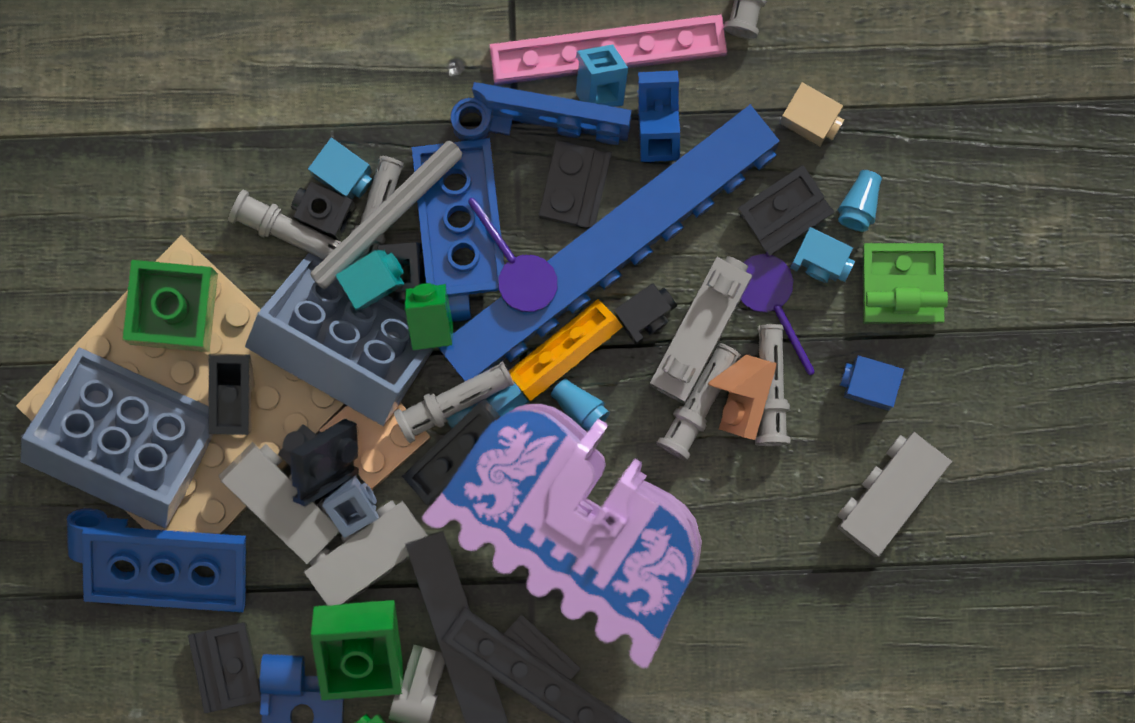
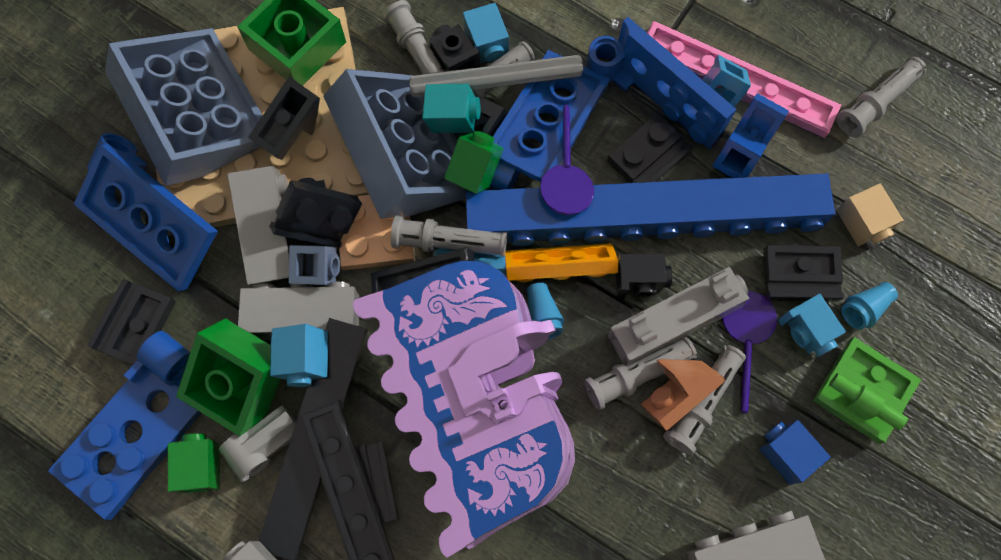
camera: 30 degrees right, 10 degrees down
(406, 593) = (299, 354): none -> dark azure brick

